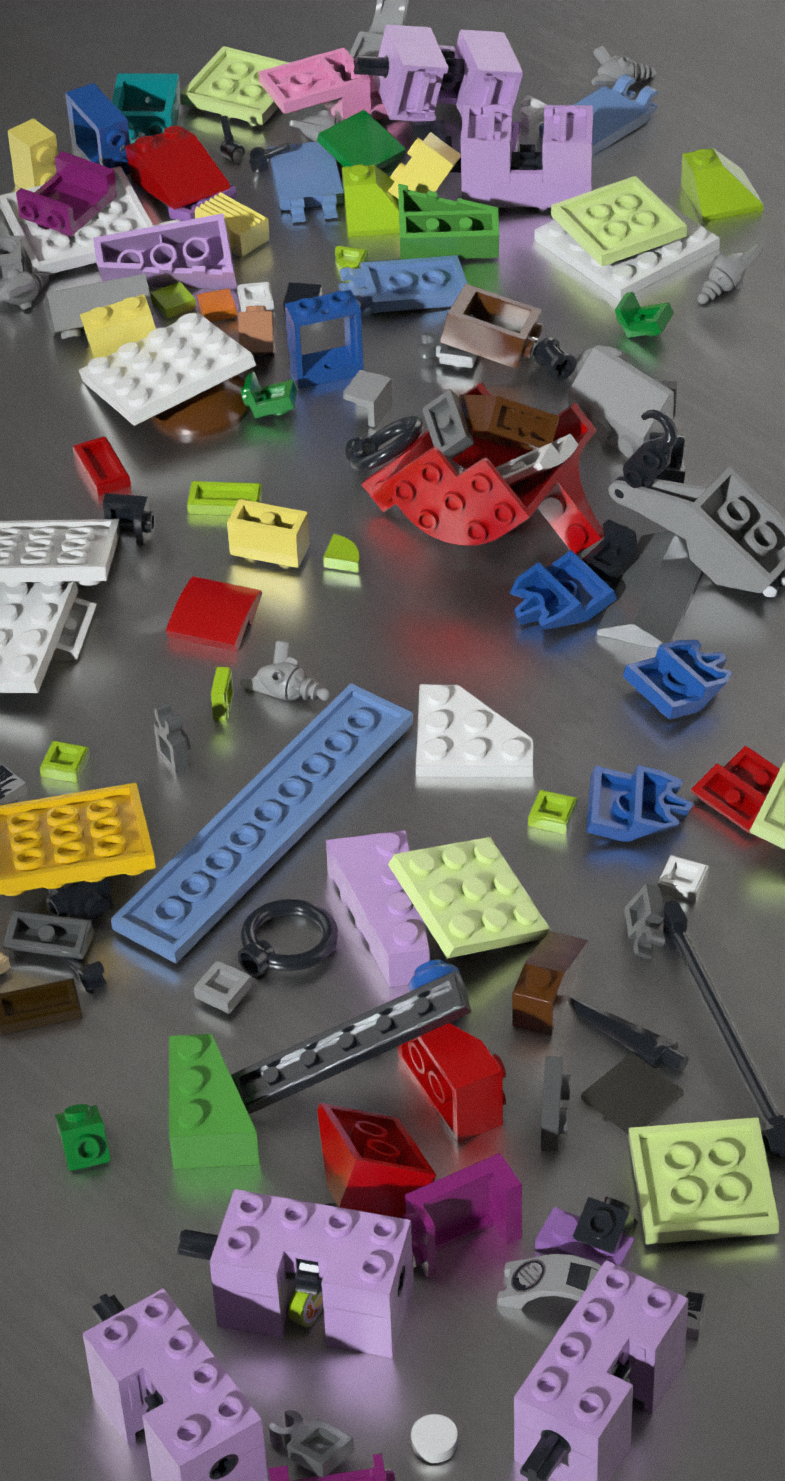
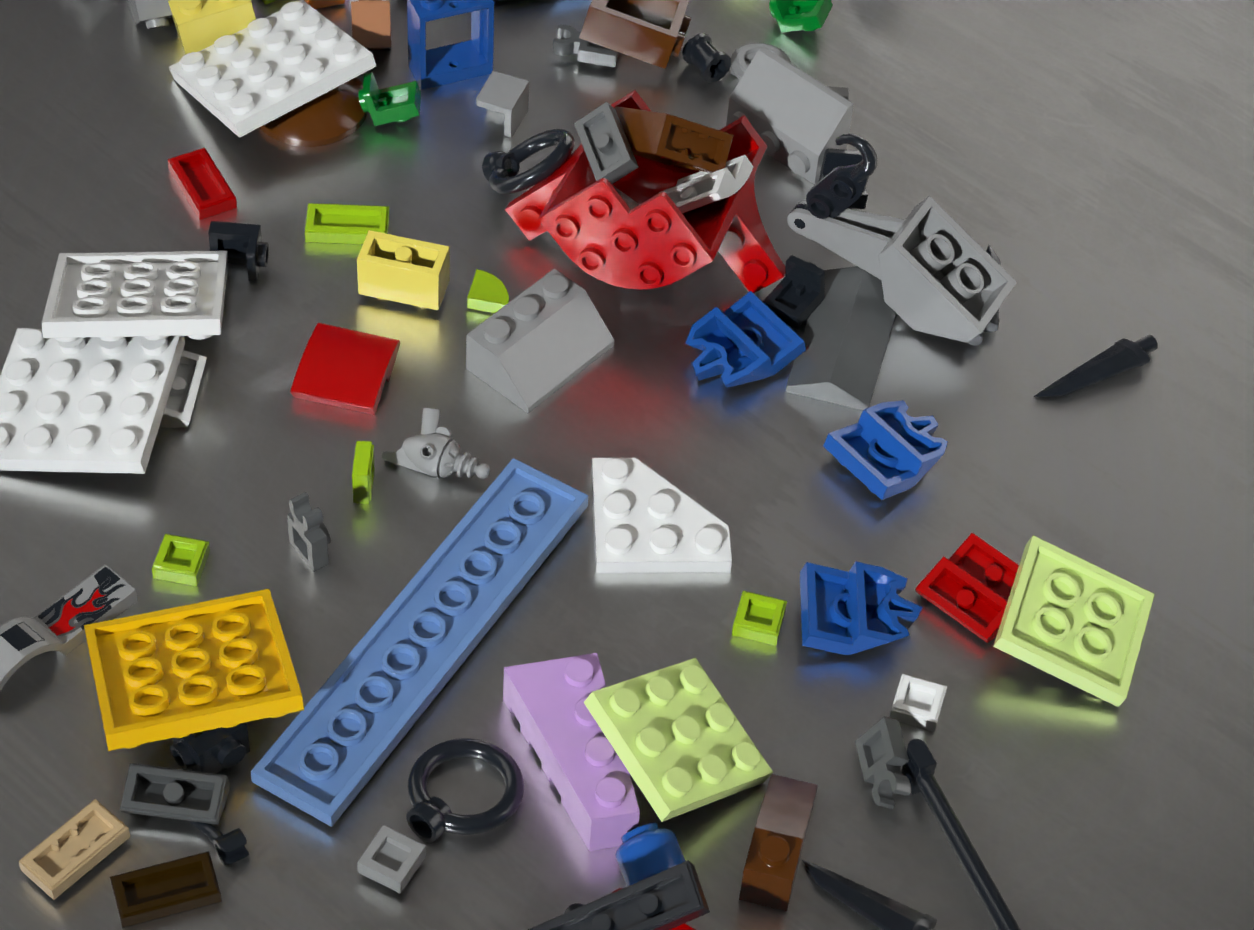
camera: 10 degrees left, 5 degrees up
(381, 591) = (538, 341): none -> light grey slope

